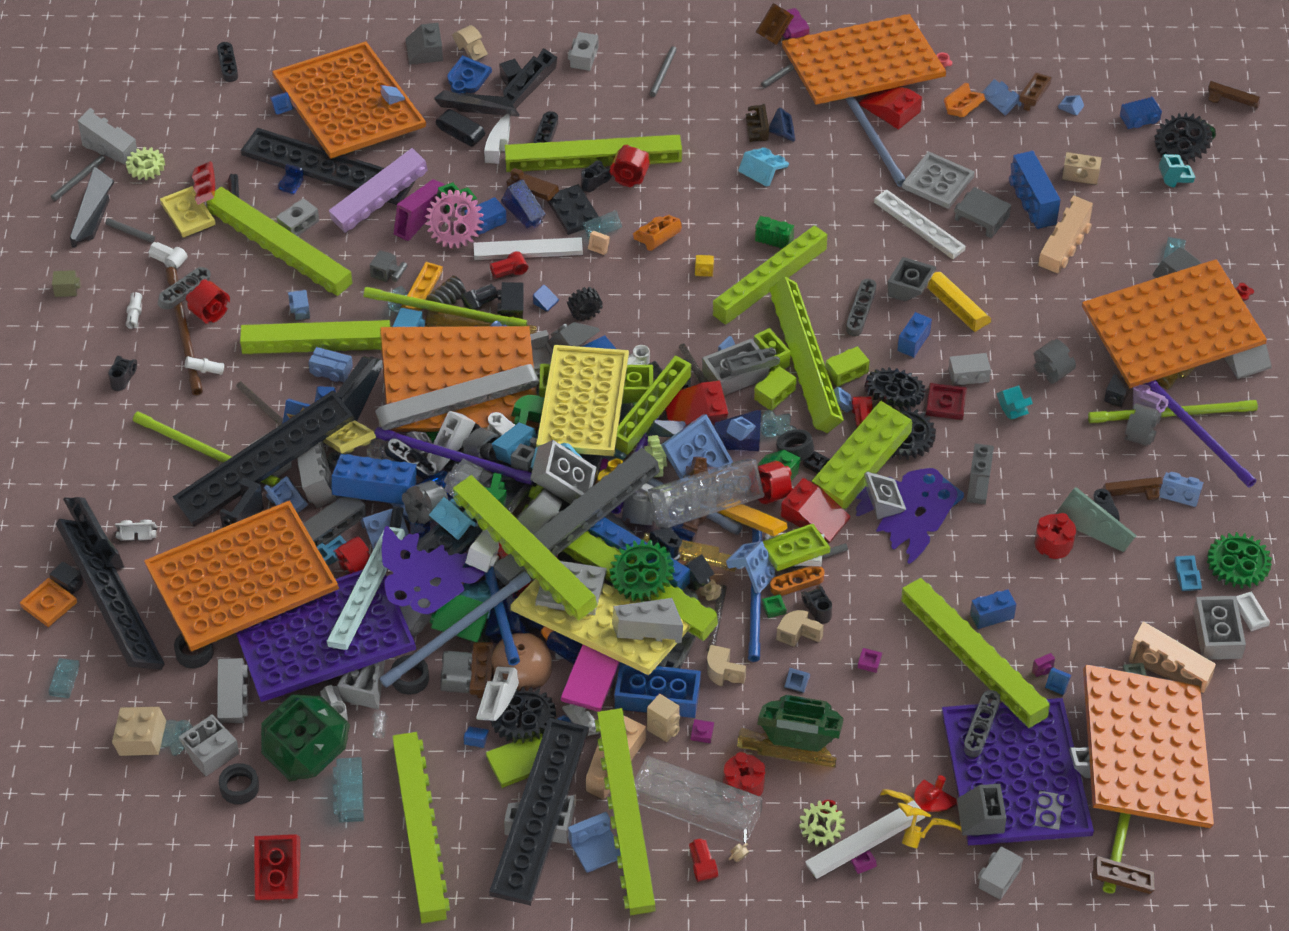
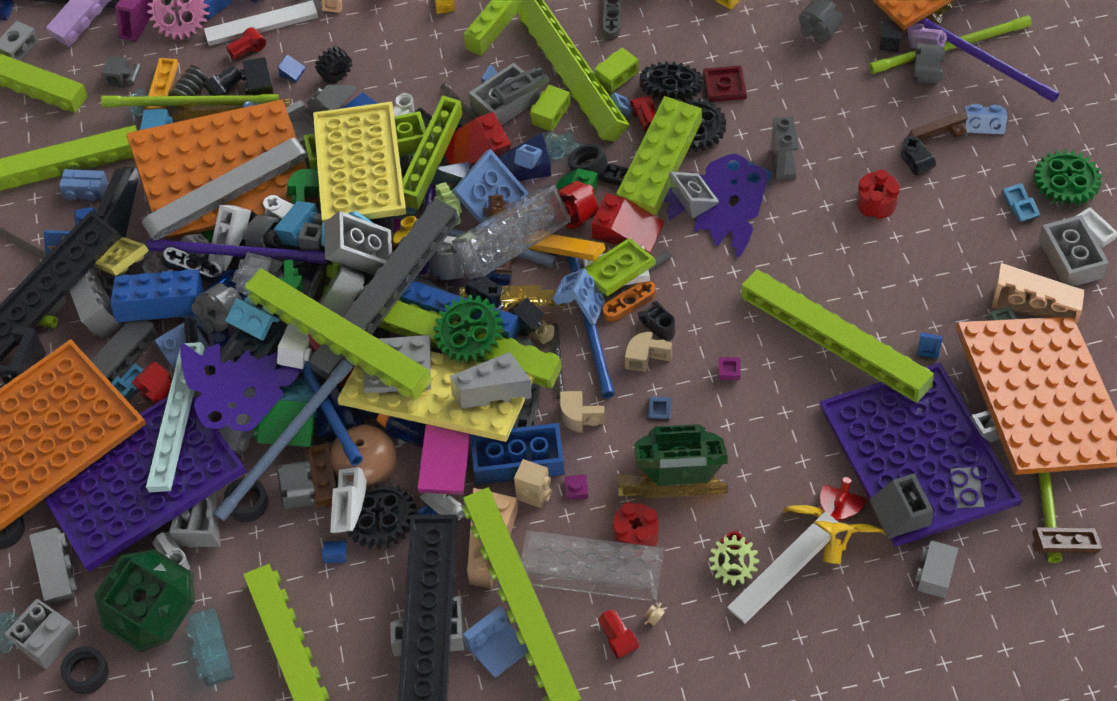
camera: 10 degrees left, 5 degrees up
(286, 491) = (64, 330): medium blue bracket -> none
(299, 304) = (37, 129): medium blue brick -> none
(379, 723) = (224, 557): clear pin -> none
(513, 761) = (383, 569): lime tile -> none
(768, 339) = (530, 60): lime brick -> none
(774, 606) = (612, 334): green tile -> none
(864, 862) = (790, 593): magenta plate -> none
(914, 334) = (674, 24): blue brick -> none
(969, 369) = (738, 46): light grey brick -> none
(979, 722) = (867, 409): dark grey beam -> none
(993, 609) = (839, 284): blue brick -> none
(1013, 402) = (792, 69): teal brick -> none
(1043, 665) = (909, 332): magenta plate -> none
(1095, 521) = (913, 170): sand green wing -> none

